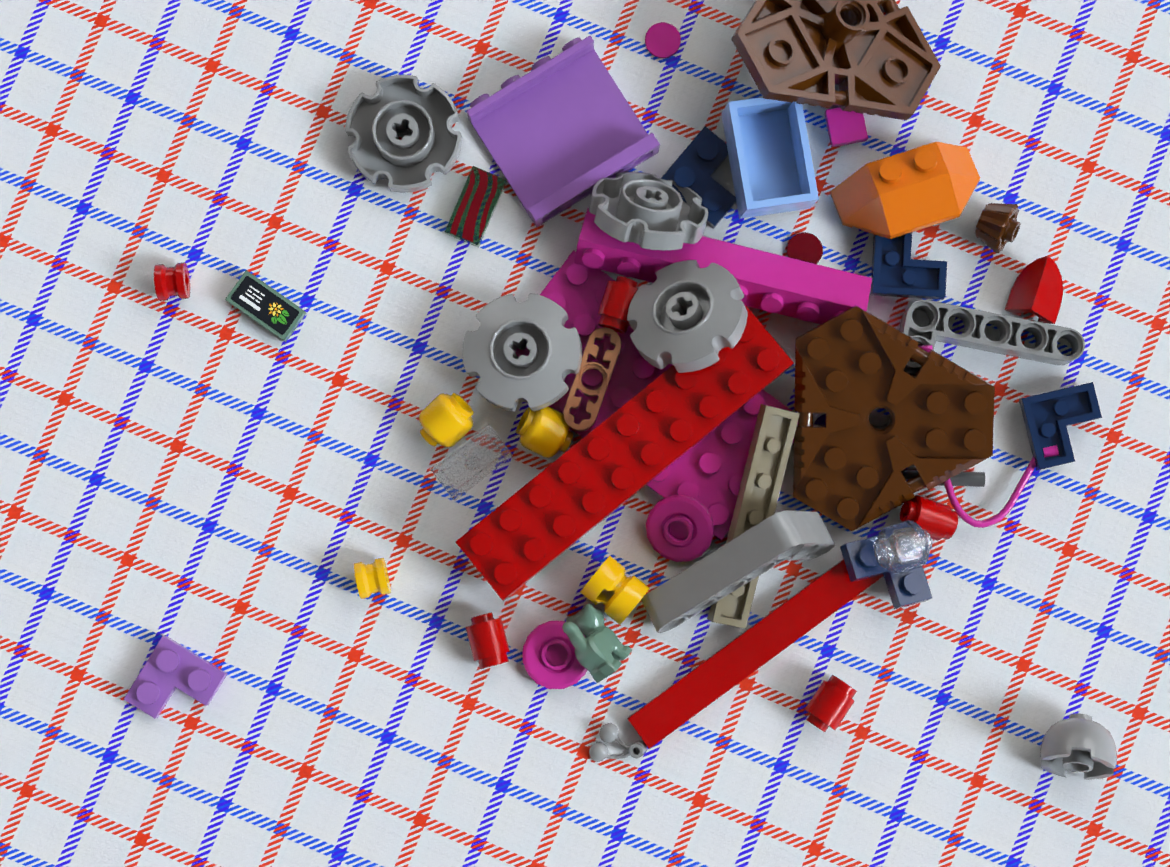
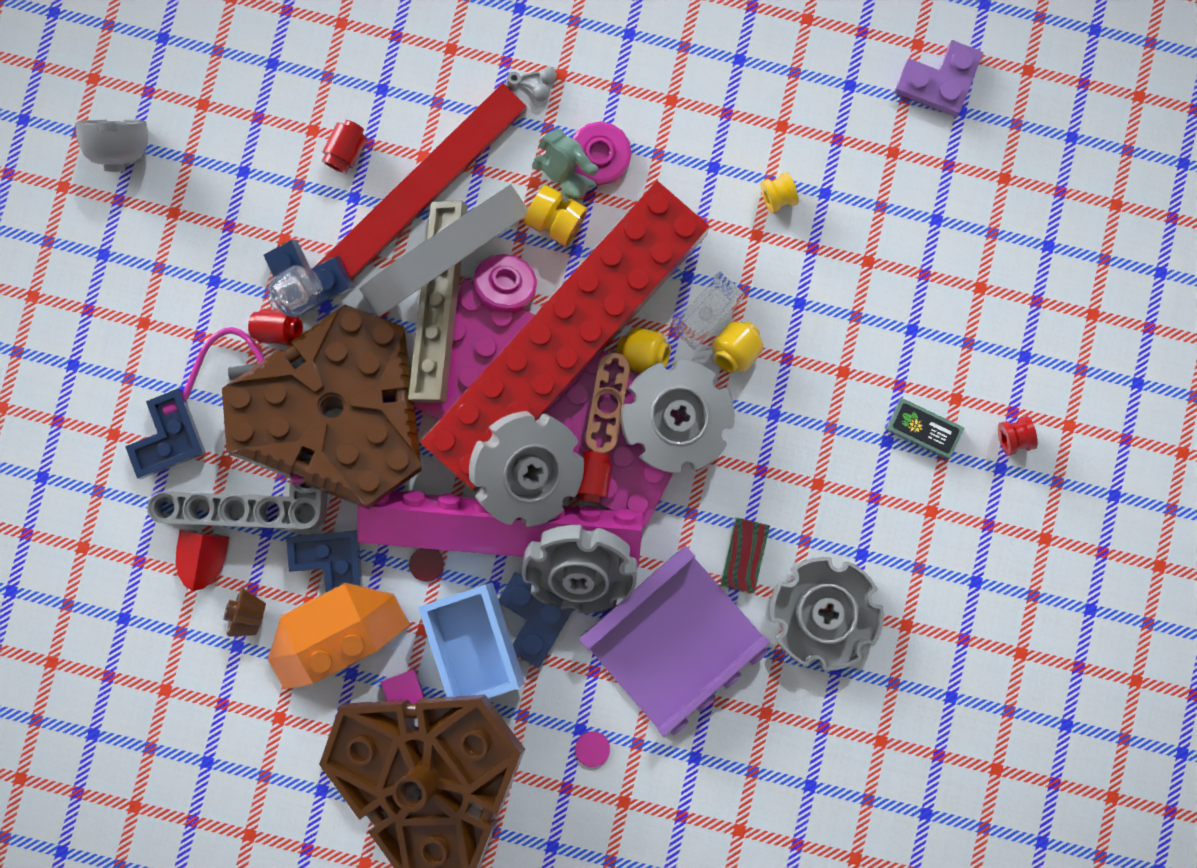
camera: 170 degrees right, 0 degrees up
(488, 640) = (664, 153): red brick -> none

